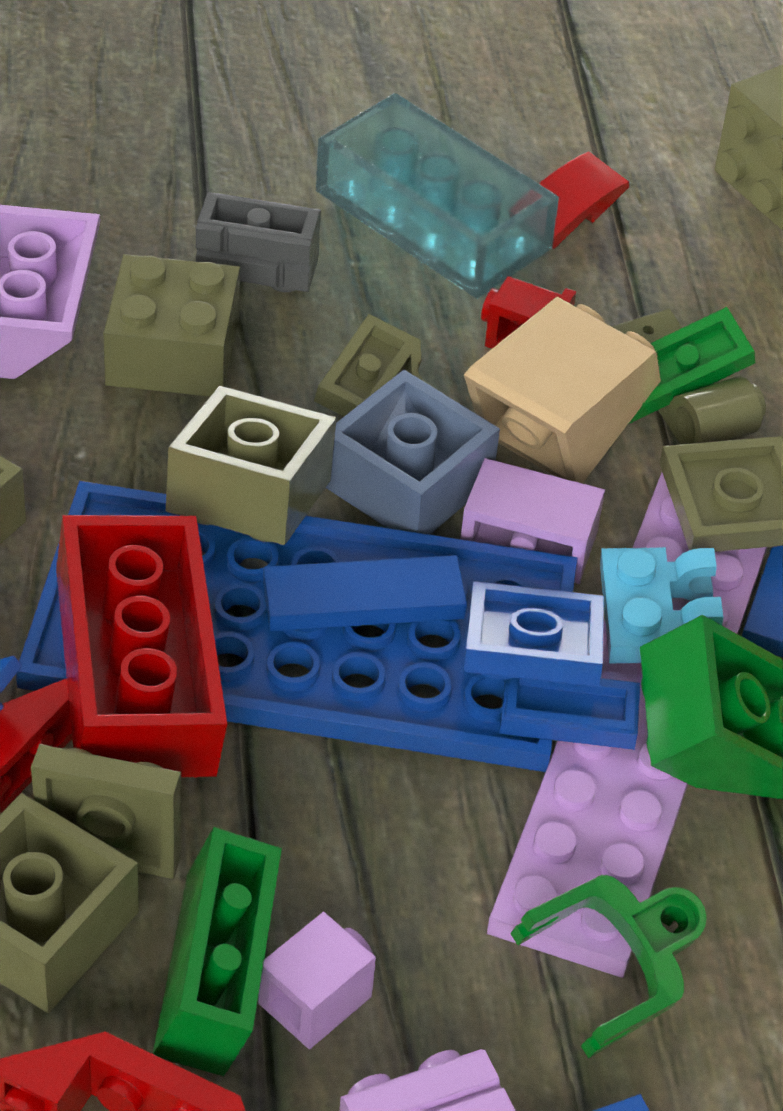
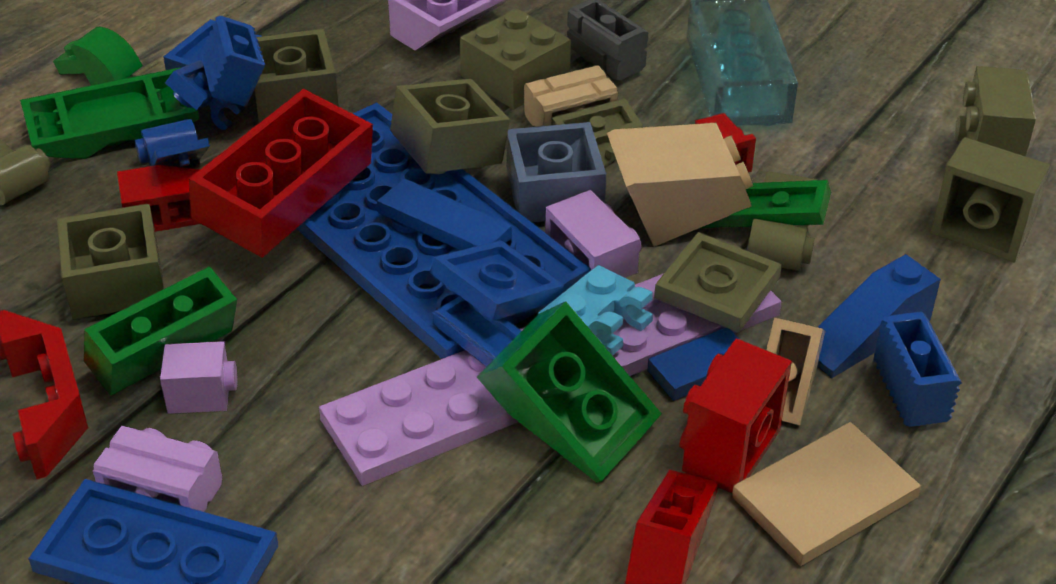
camera: 45 degrees right, 5 degrees down
(115, 801) = (183, 232): olive plate -> none
(298, 347) = (567, 94): none -> tan brick
(584, 191) = (840, 96): red slope -> none
(643, 932) = (380, 464): green piece -> none

